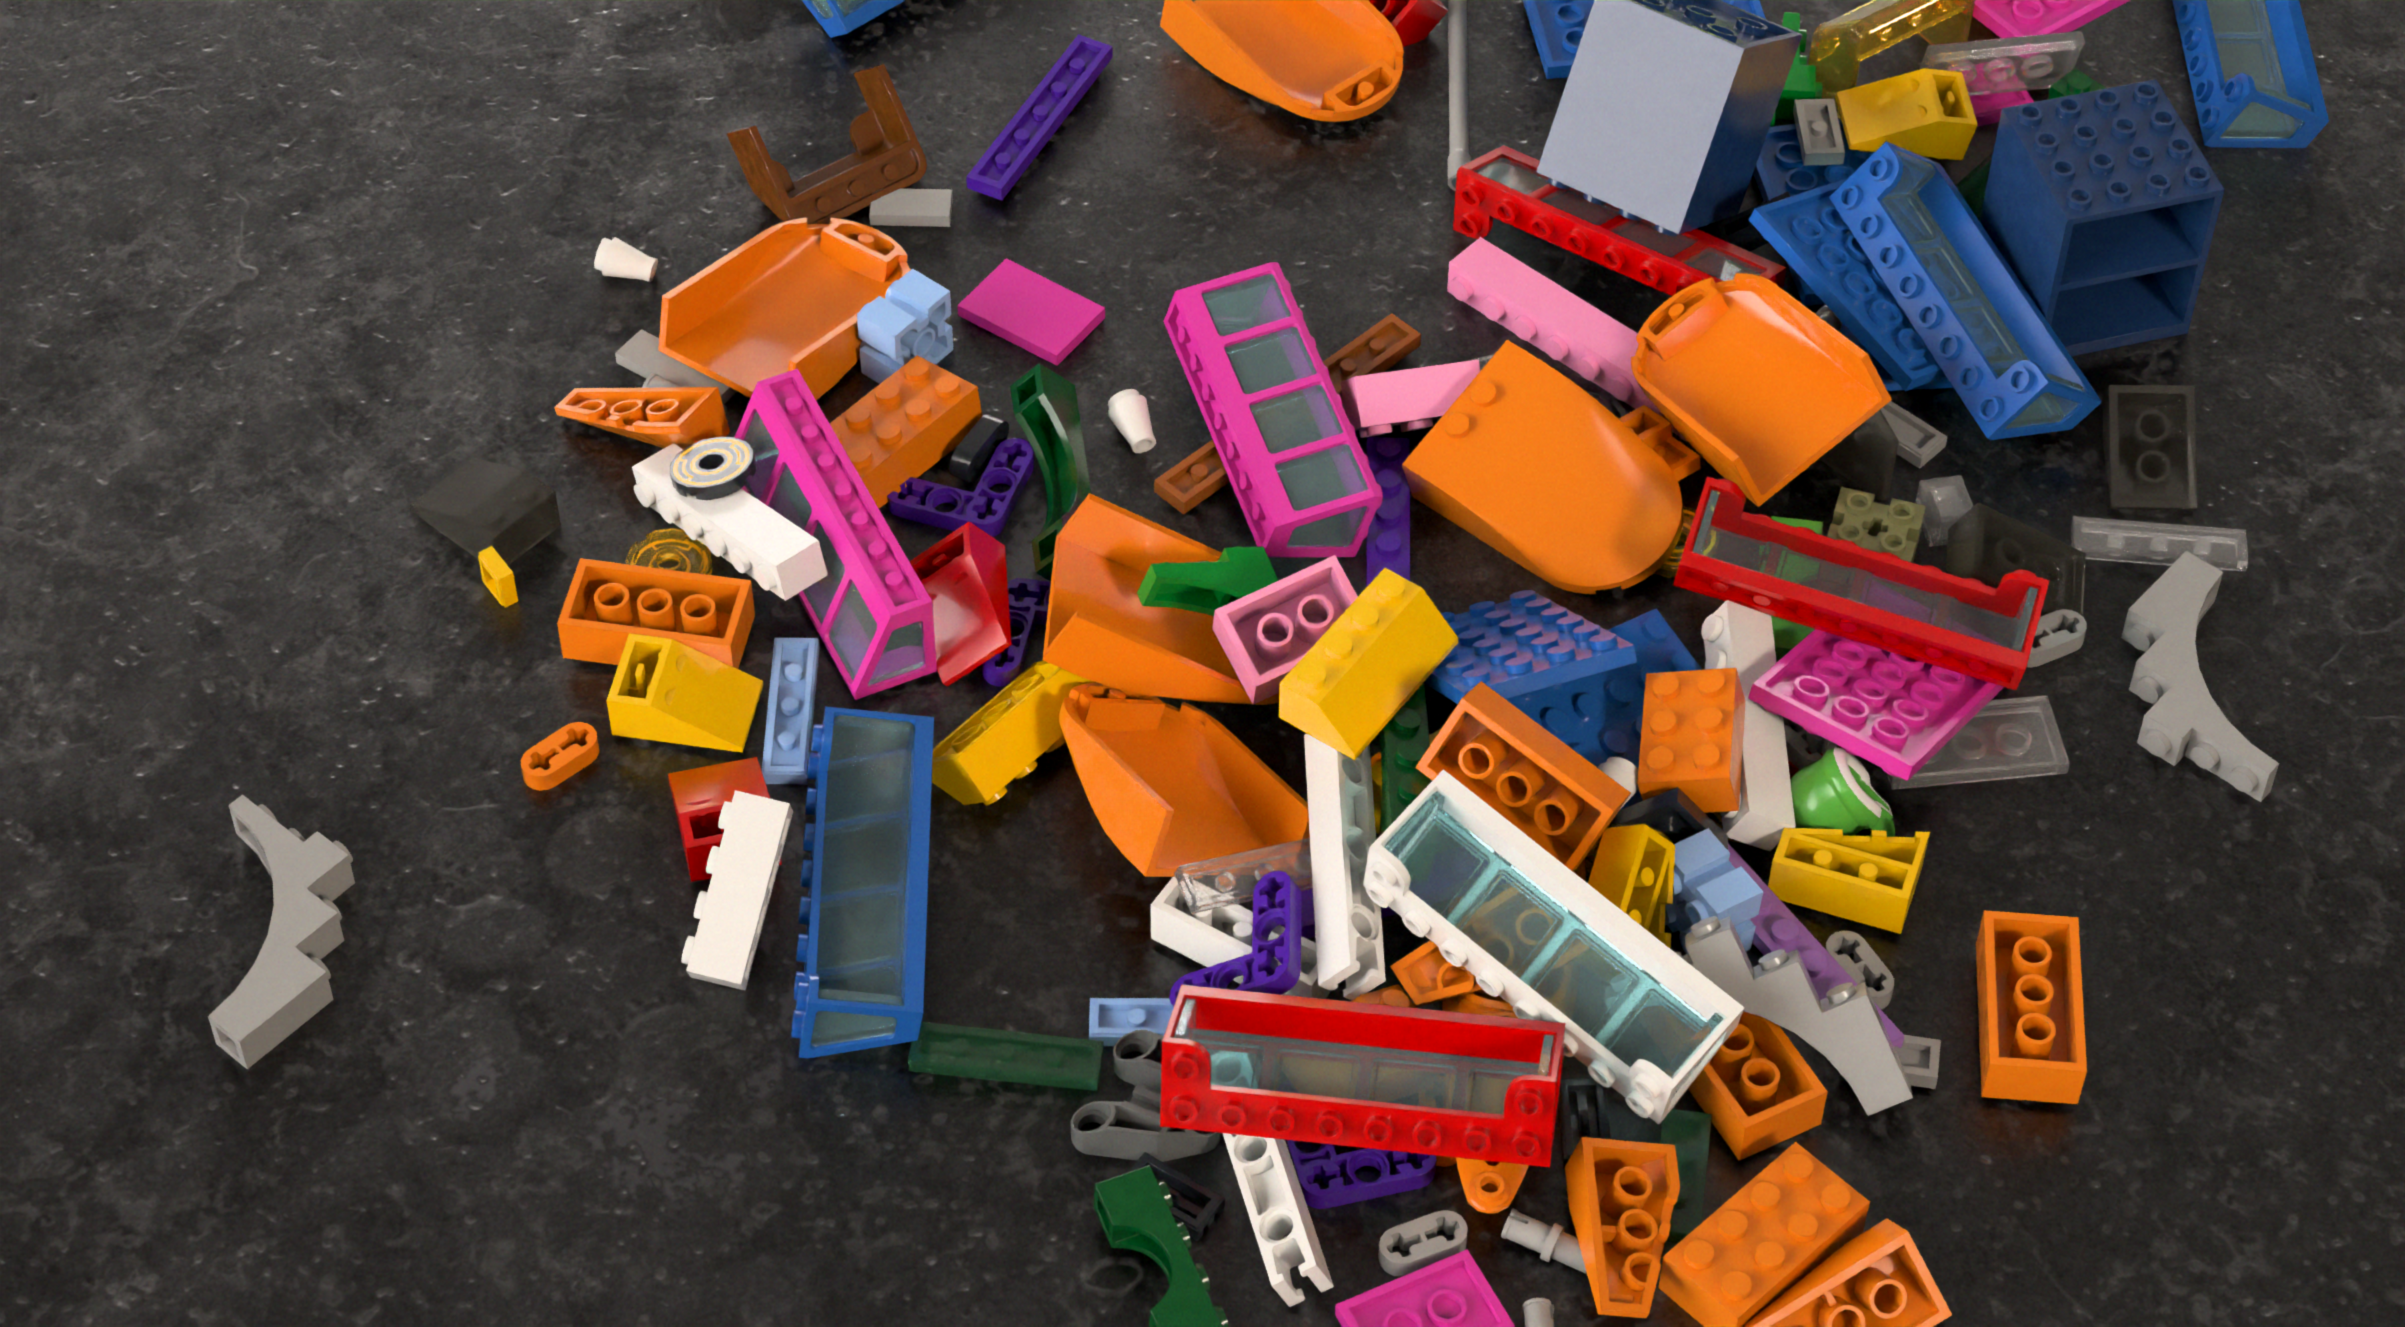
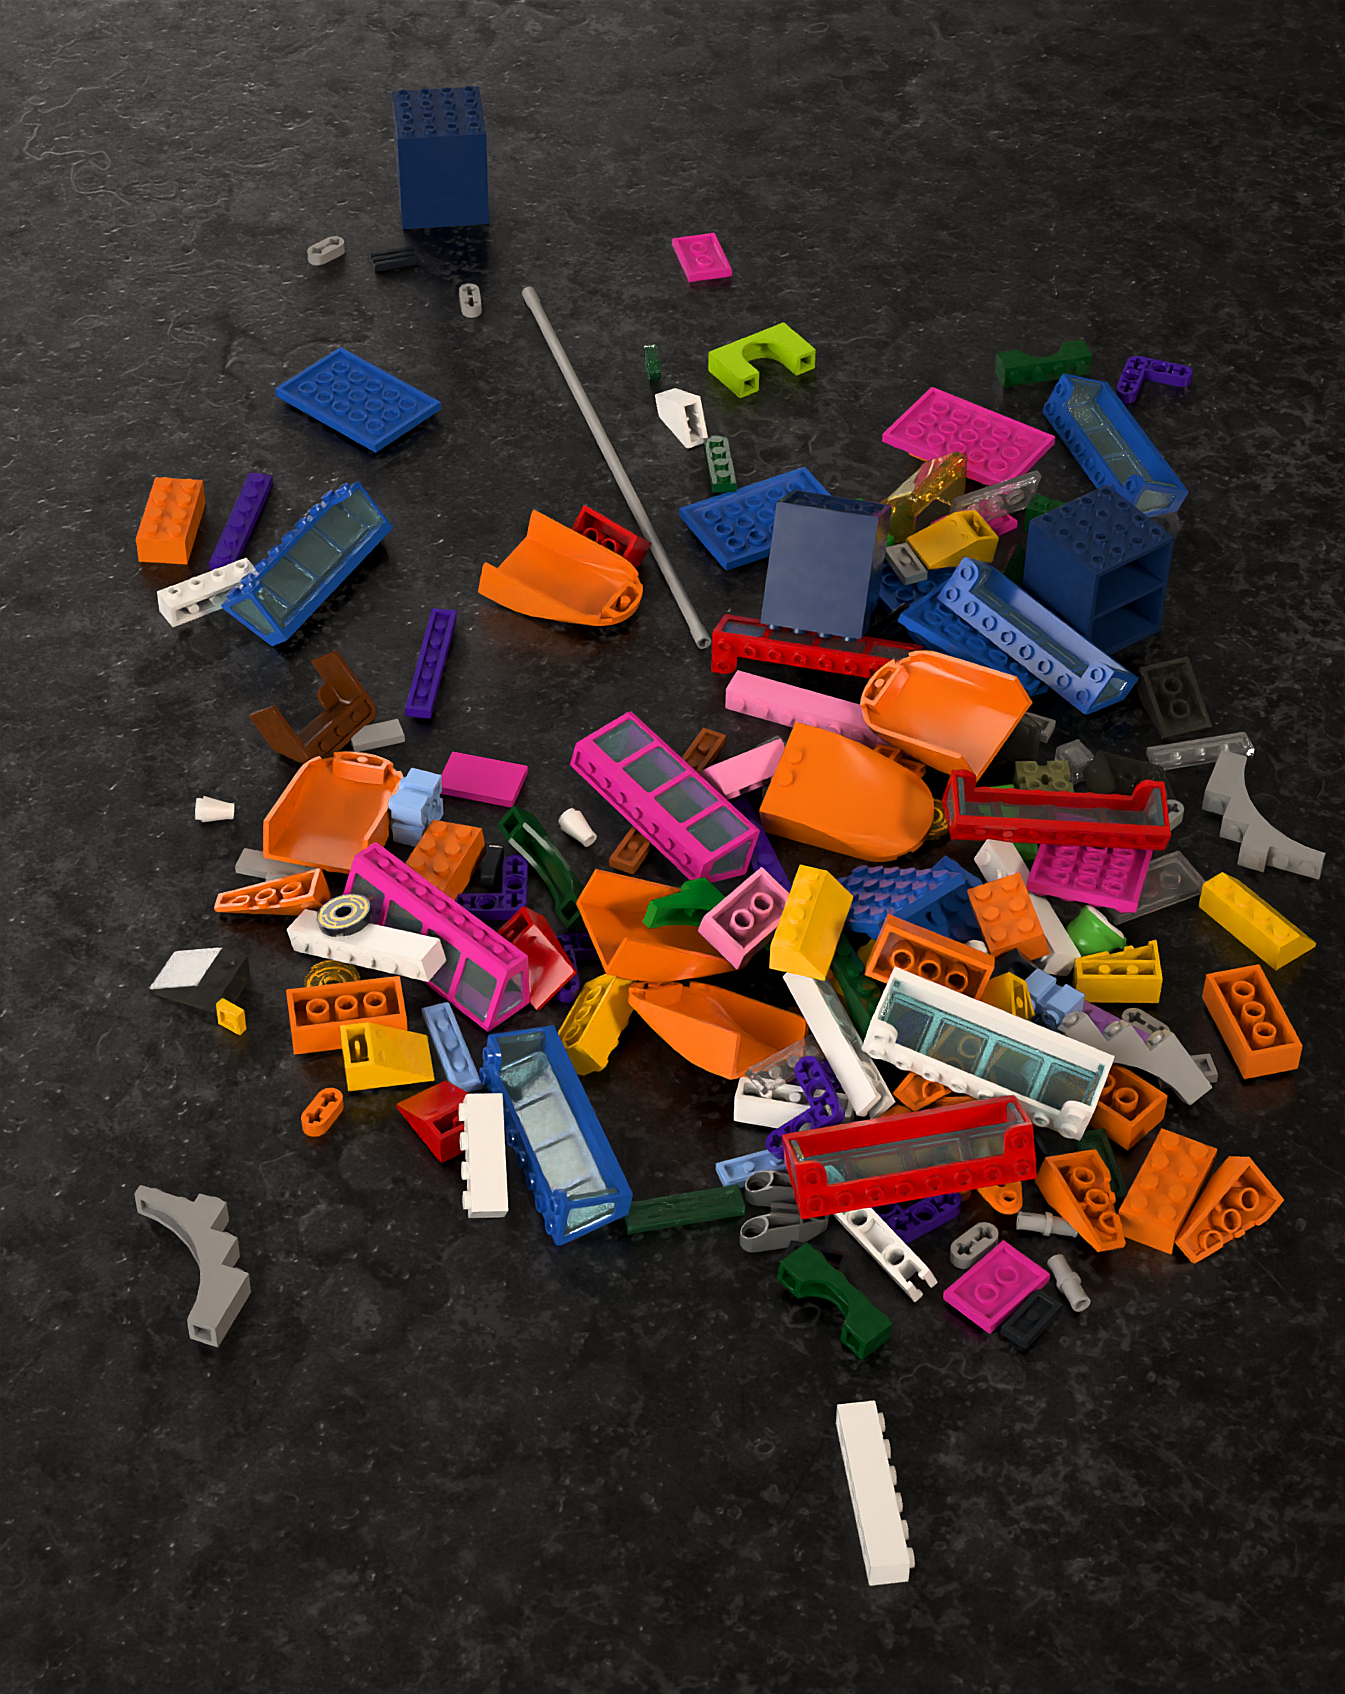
camera: 20 degrees left, 5 degrees down
(2118, 842) = (1253, 921): none -> yellow slope

